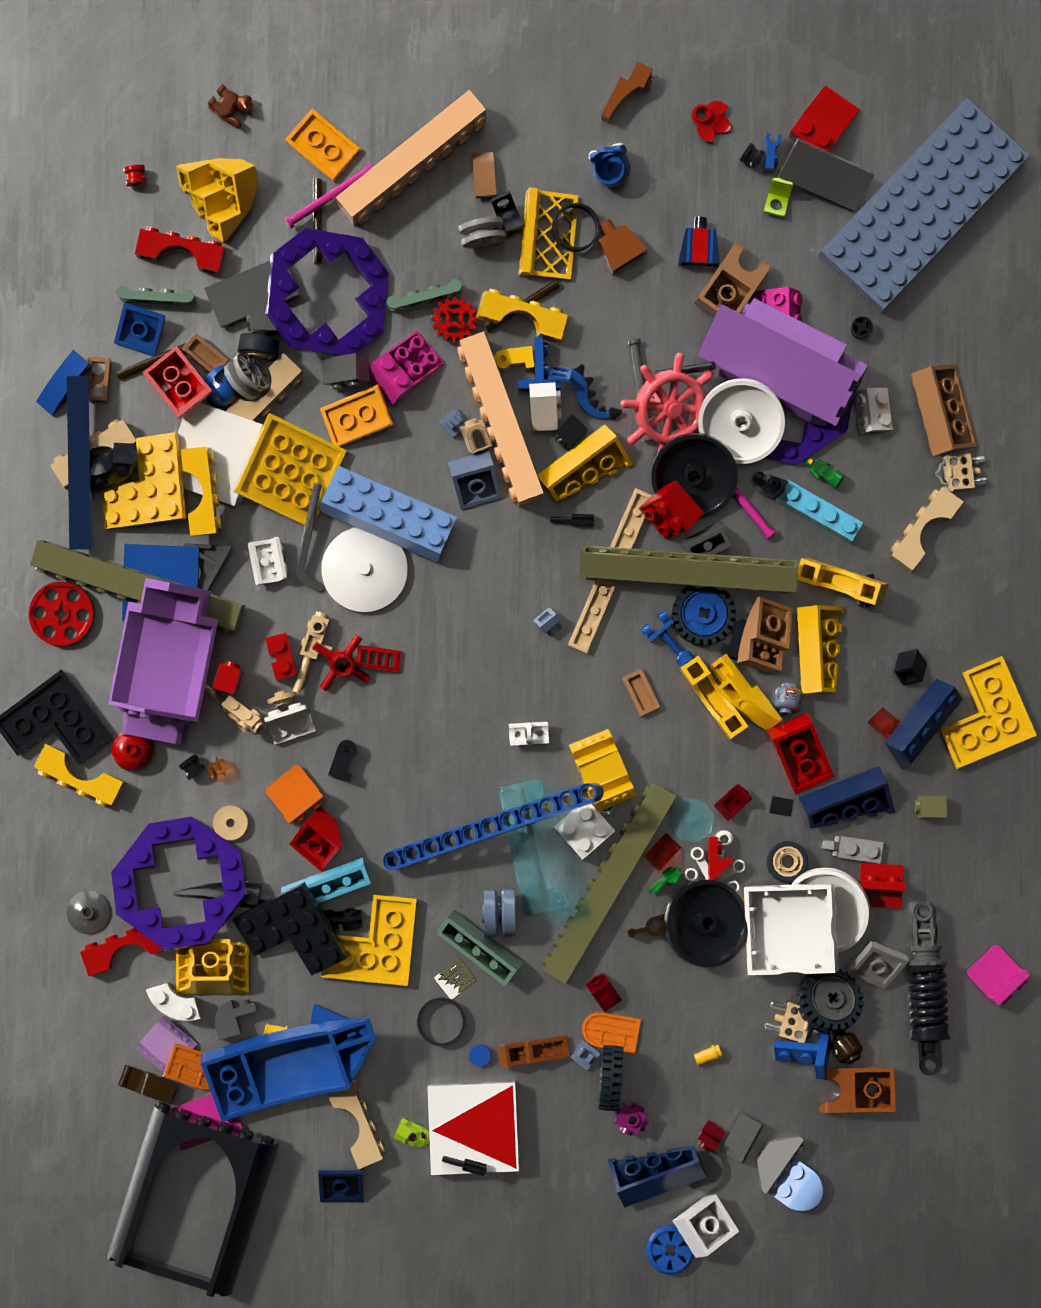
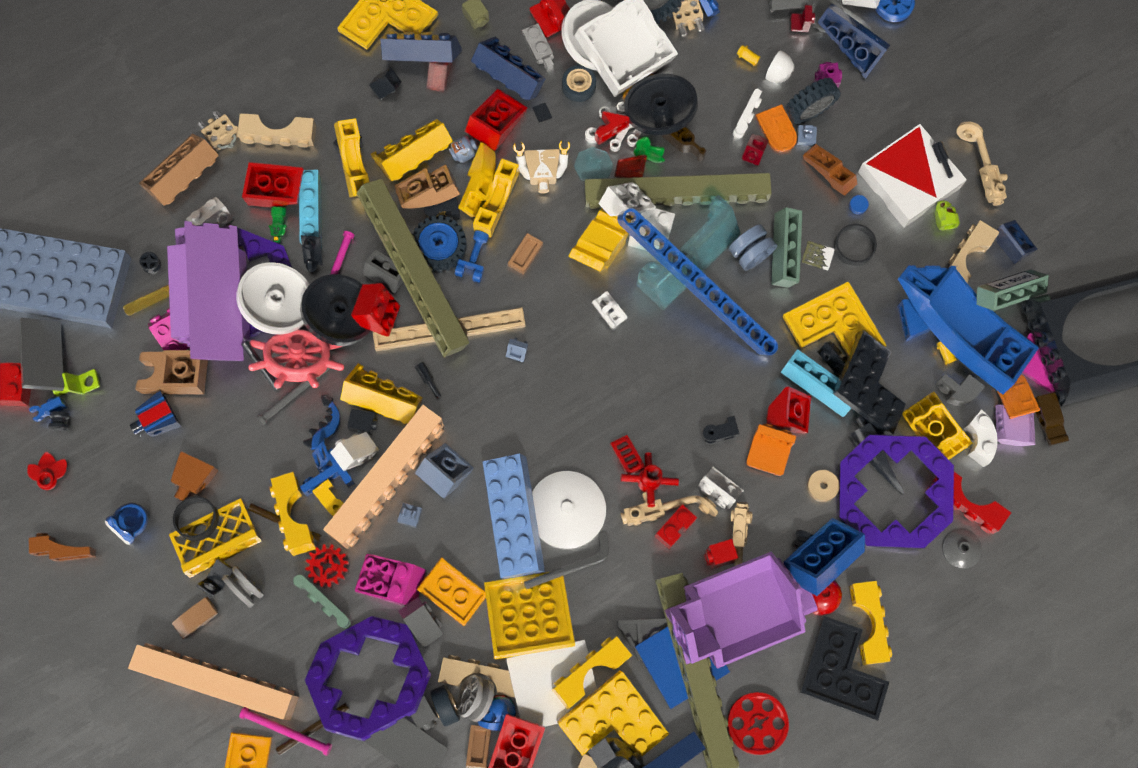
camera: 125 degrees left, 10 degrees down
(163, 773) = (825, 556): none -> blue slope
(216, 768) = (790, 521): clear orange wheel -> none
(268, 561) = (609, 586): white bracket -> none
(291, 1134) = (1012, 289): none -> sand green brick
(423, 1208) = (989, 173): none -> tan piece
(475, 435) = (409, 489): brick -> none
(622, 817) = (623, 197): none -> white slope
(643, 1007) = (747, 114): none -> white hinge
(673, 1079) = (780, 68): none -> white helmet
(720, 765) = (542, 166): none -> torso
(733, 802) = (554, 139): dark red bracket -> none
(824, 304) = (146, 300): none -> clear yellow axle
(864, 488) = (272, 185): none -> red slope

